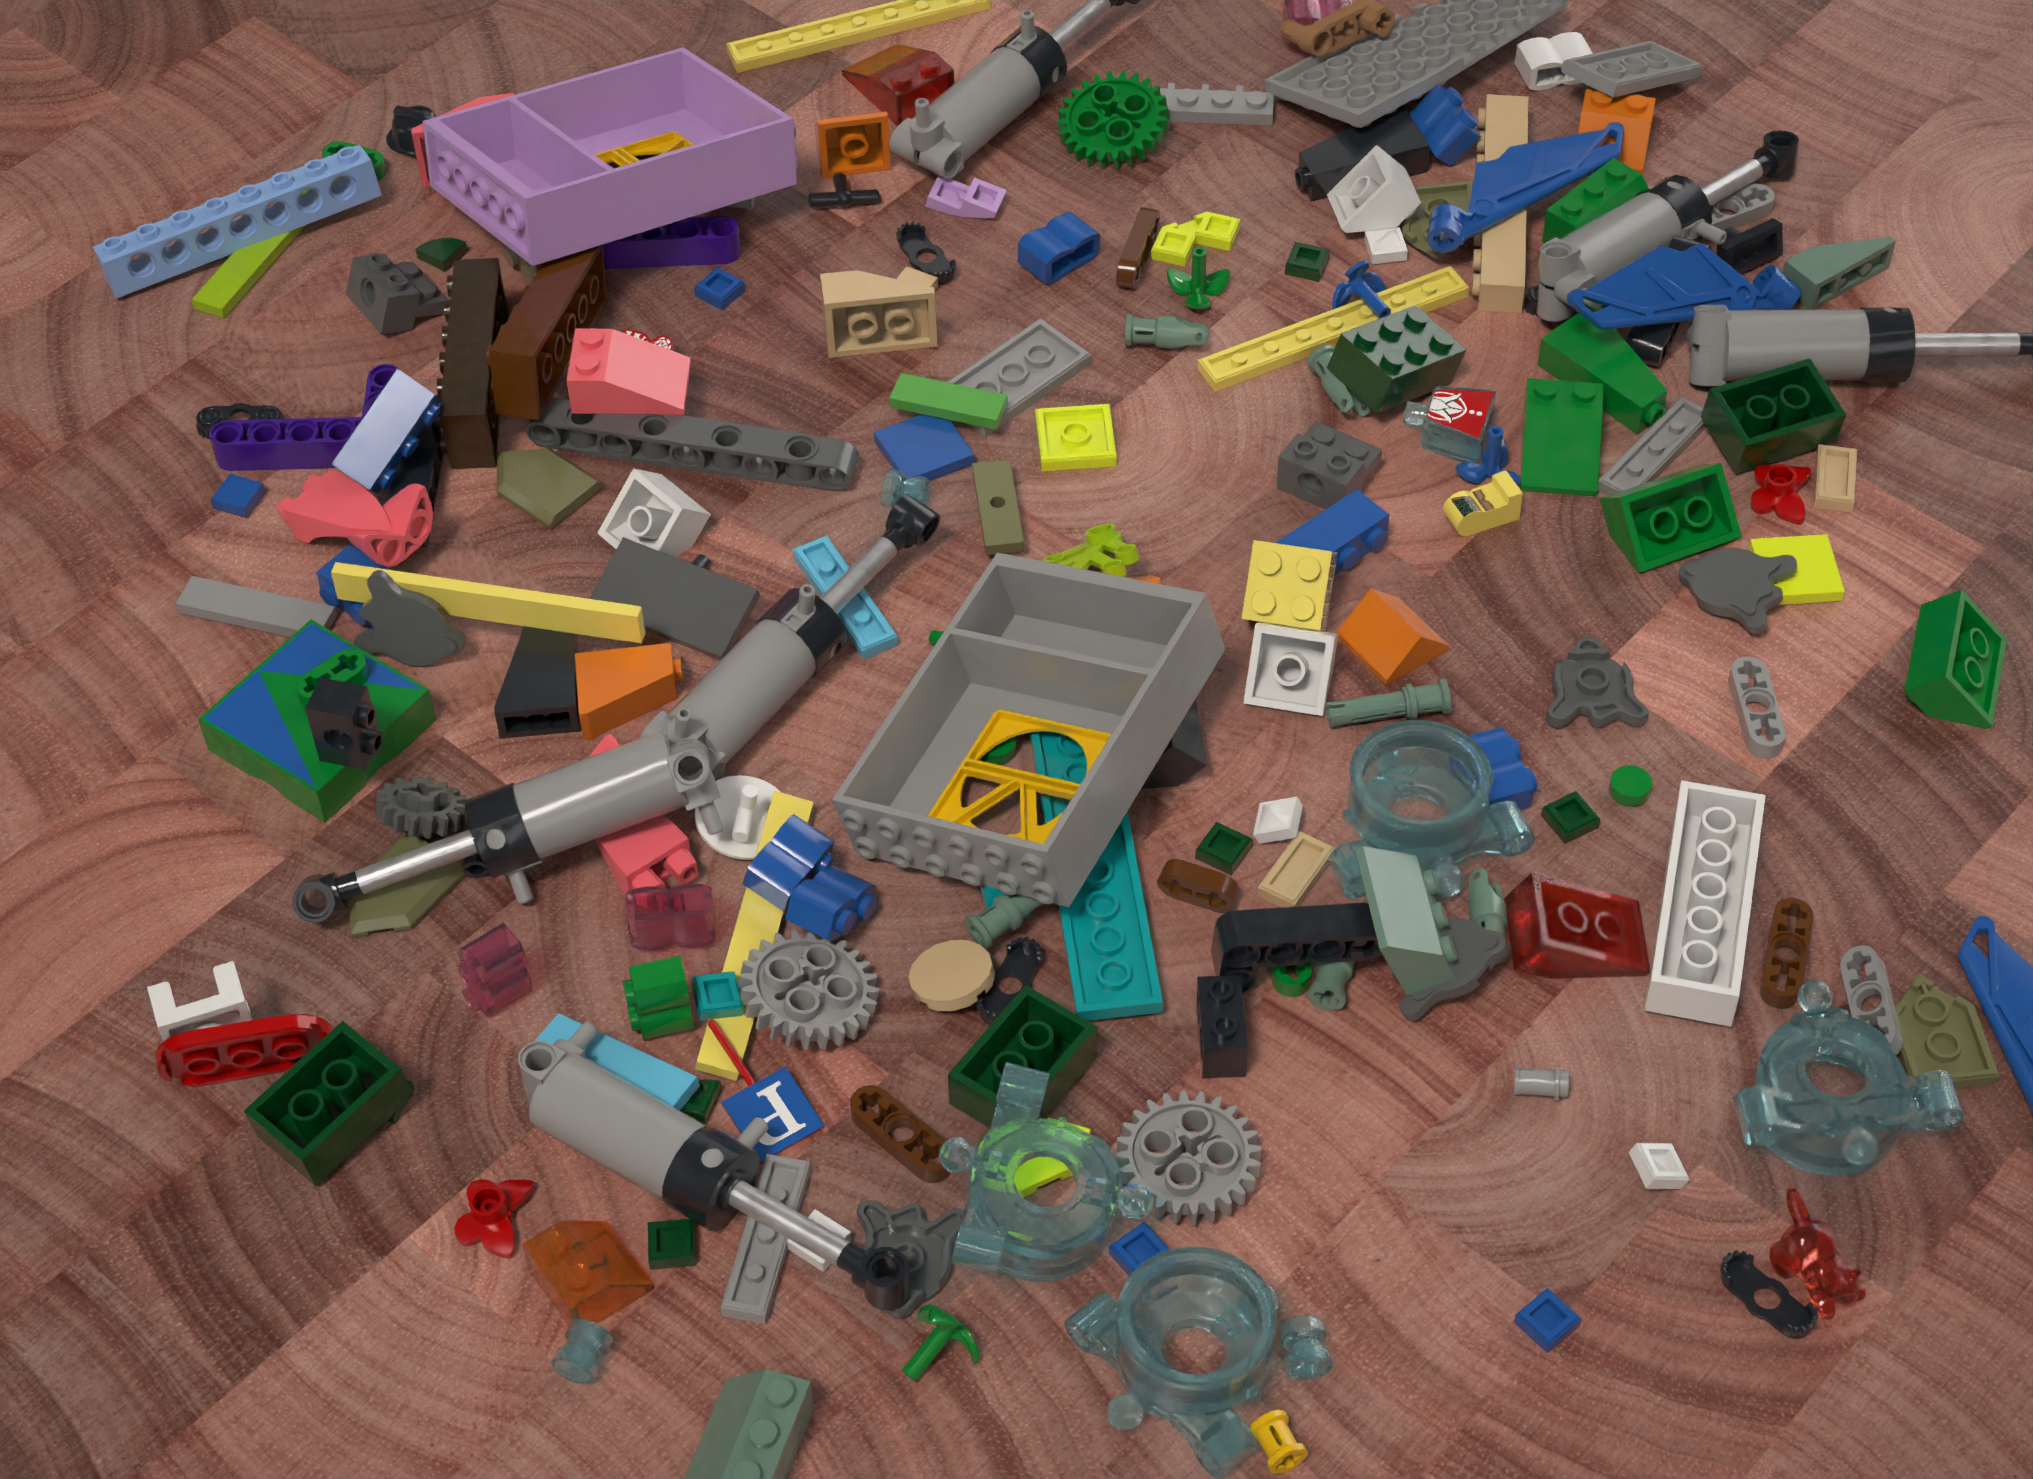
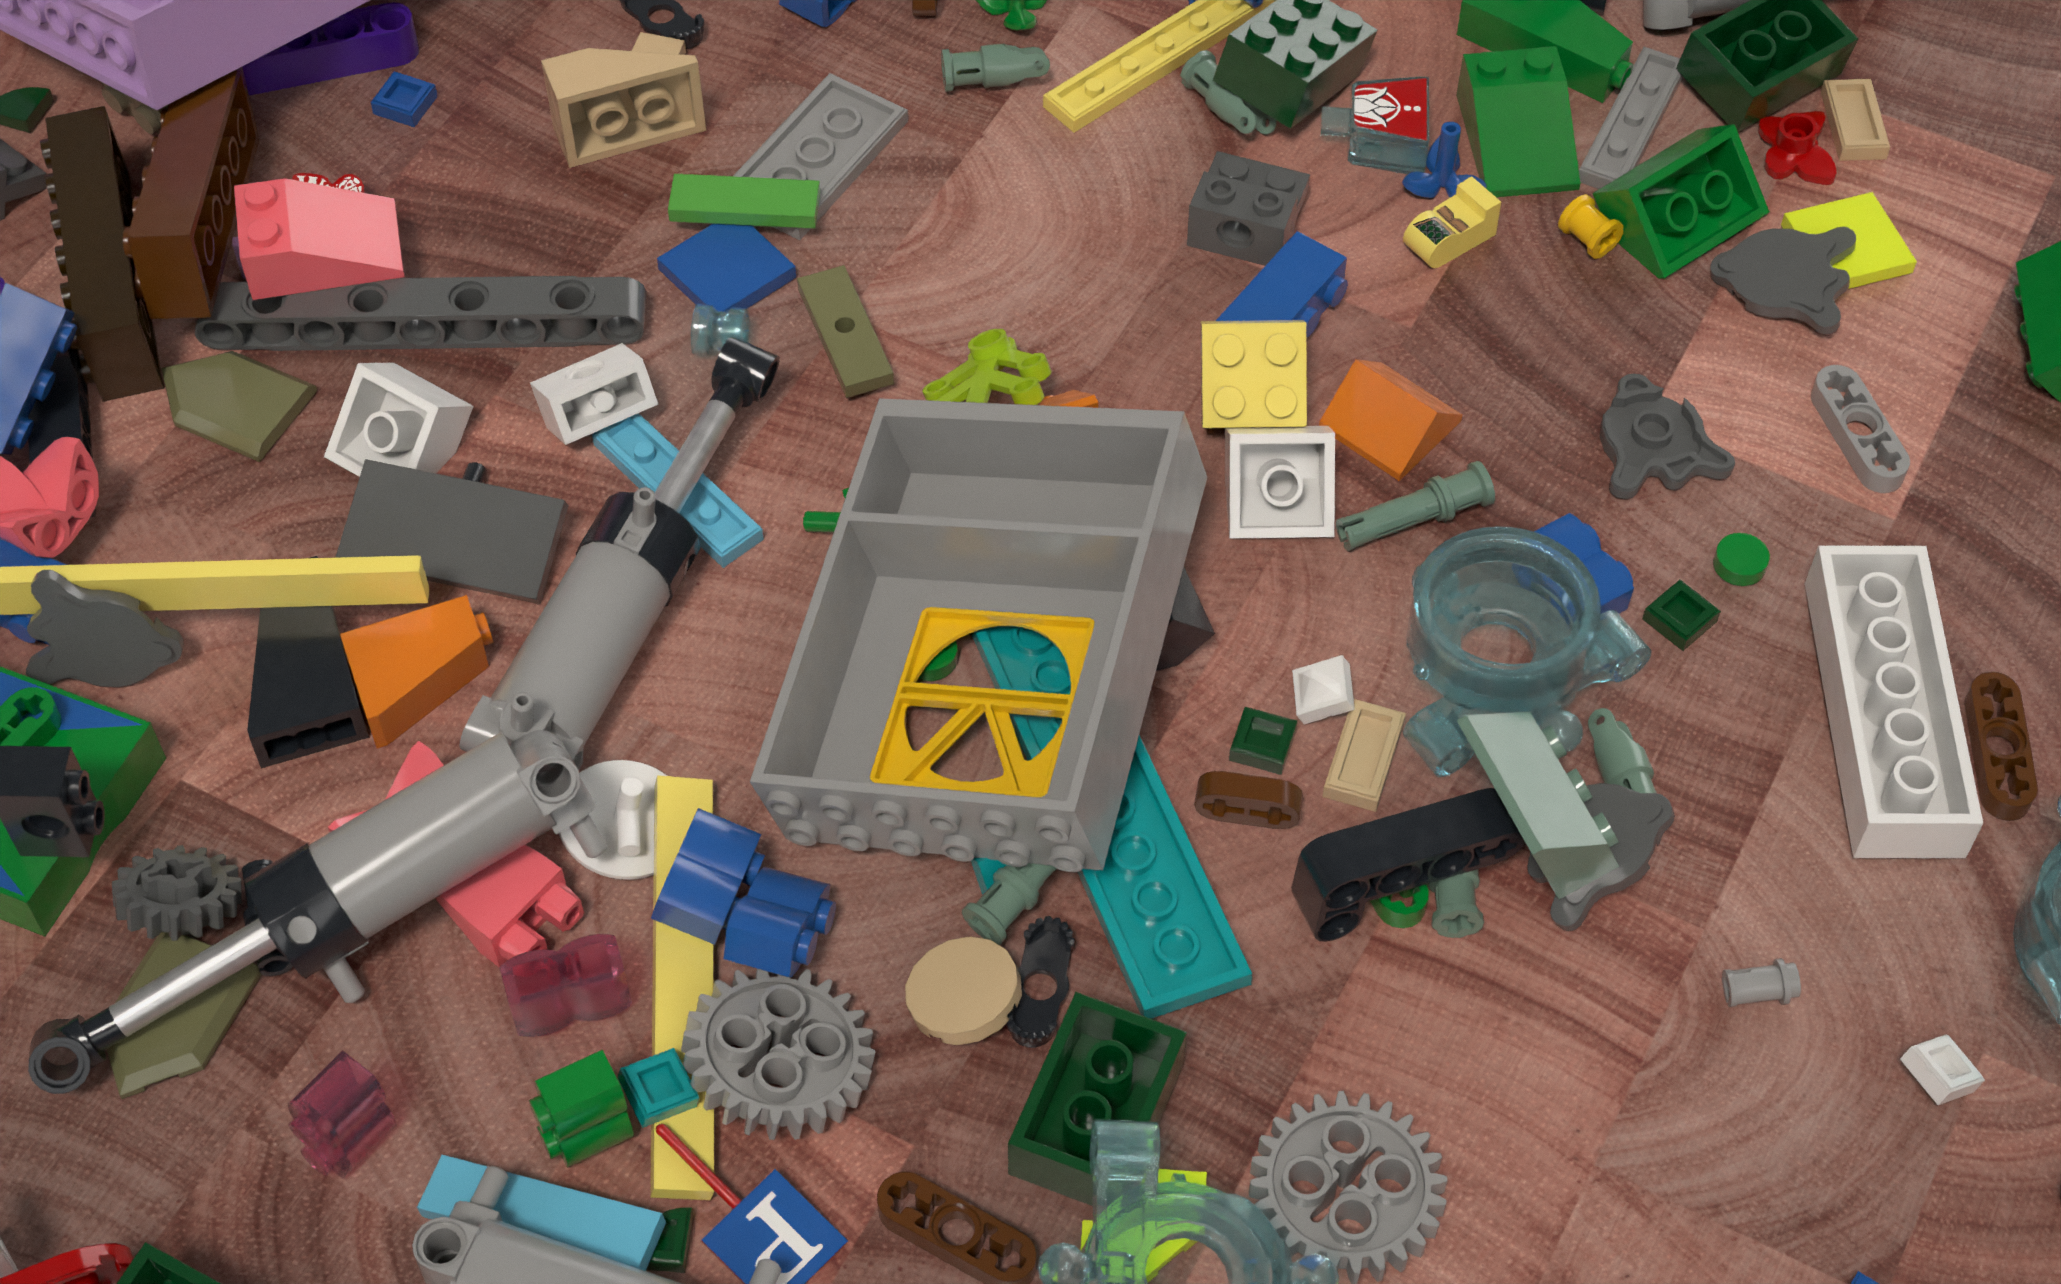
camera: 15 degrees left, 5 degrees up
(800, 519) = (594, 393): none -> white brick
(1075, 437) = (916, 221): neon yellow tile -> none
(1221, 1026) = (1338, 992): black brick -> none
(1574, 931) = (1738, 769): clear red slope -> none
(1592, 523) = (1590, 226): none -> yellow bush

